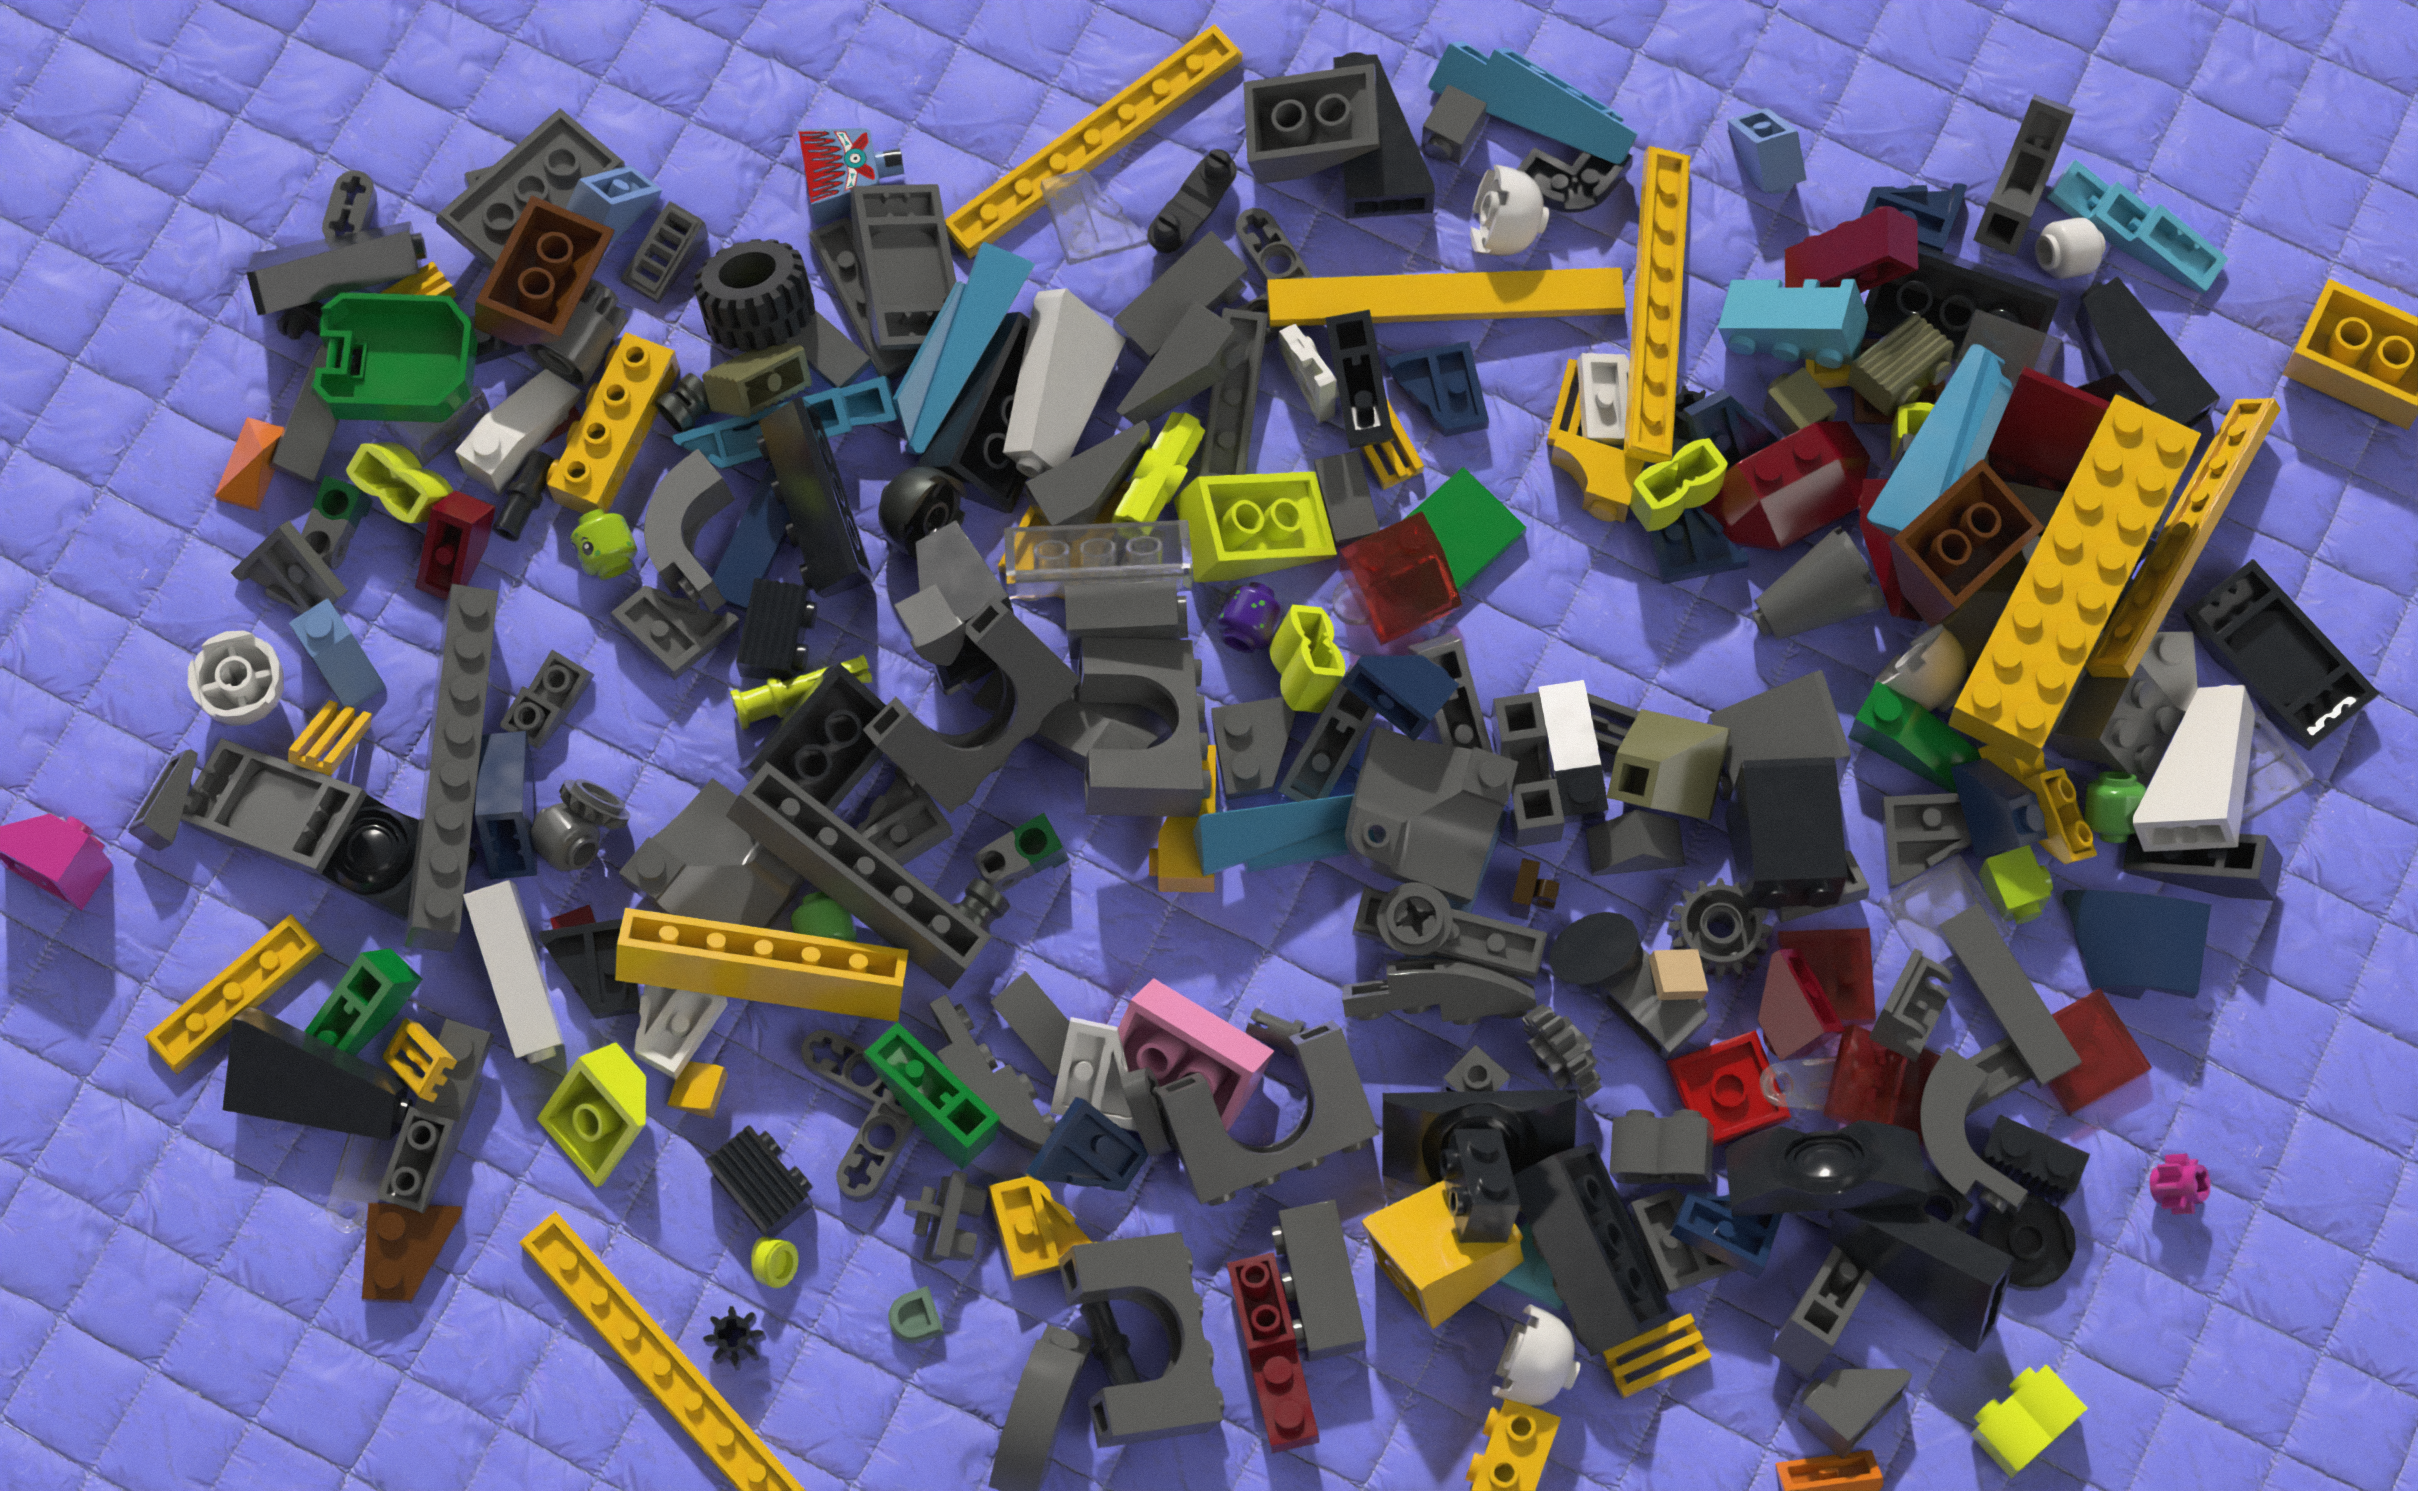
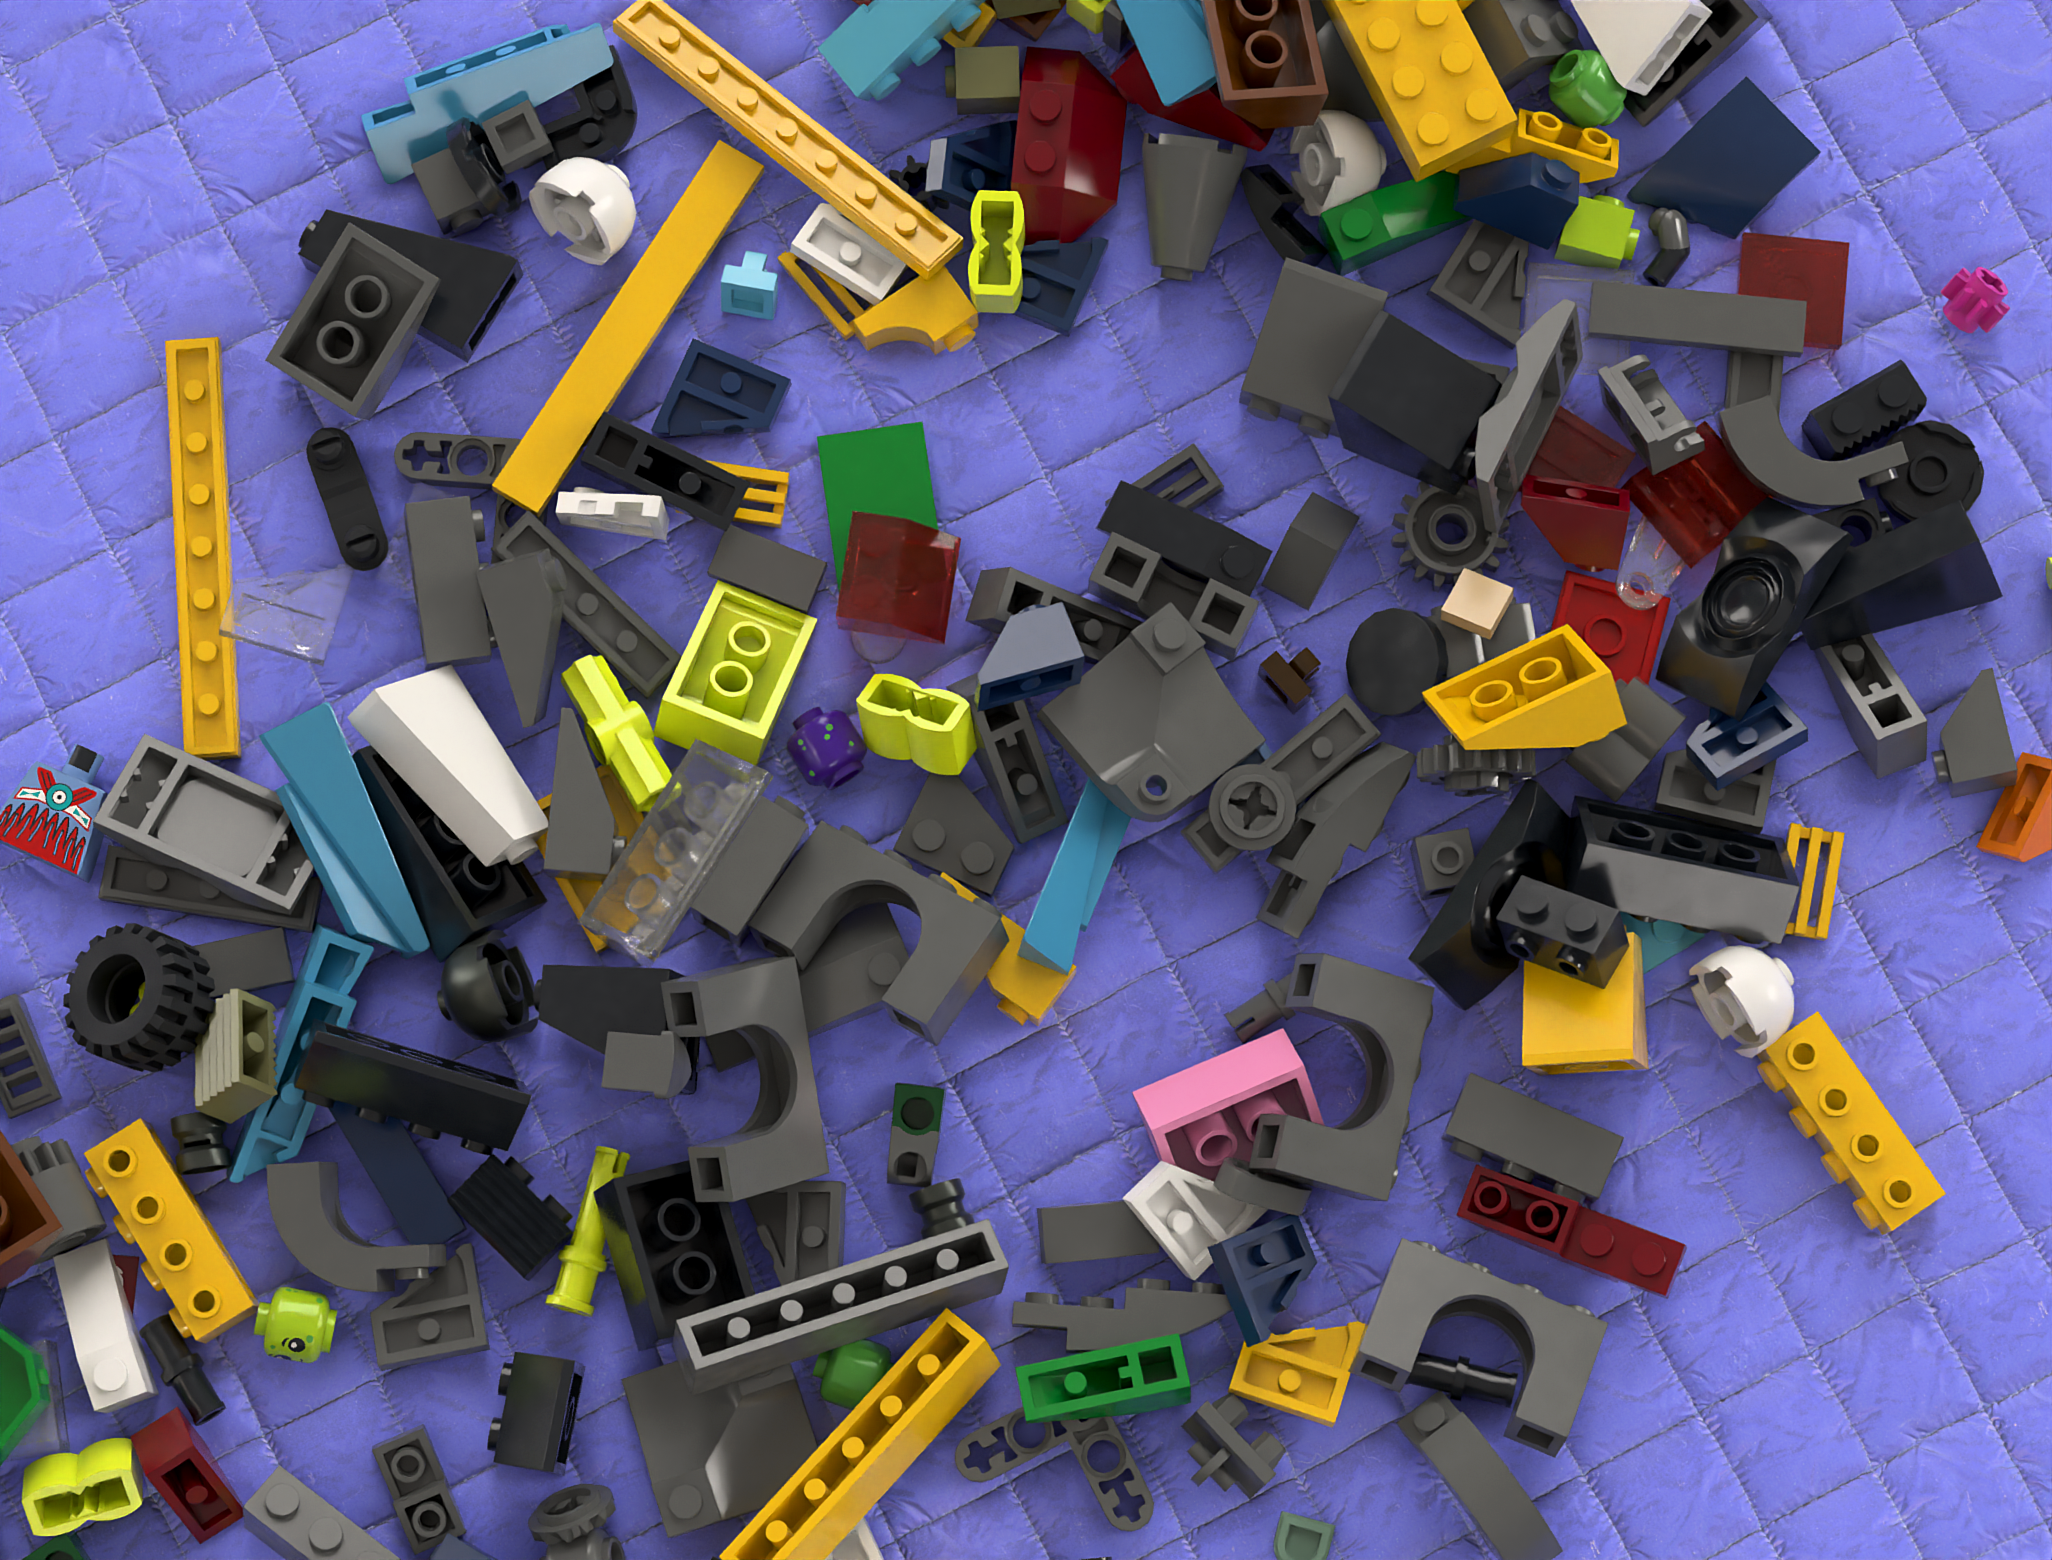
camera: 55 degrees left, 10 degrees up
(650, 738) = (537, 1412): none -> black slope
(1481, 129) = (481, 168): none -> black tile
(1520, 139) = (518, 137): none -> dark grey tile
(1532, 353) = (750, 288): none -> medium azure tile
(1633, 1051) = (1531, 697): none -> yellow slope
(1670, 764) = (1265, 462): olive slope -> none
(1839, 907) = (1525, 408): none -> dark grey slope
(1859, 654) = (1273, 206): none -> black slope
(2052, 946) = (1674, 246): none -> arm

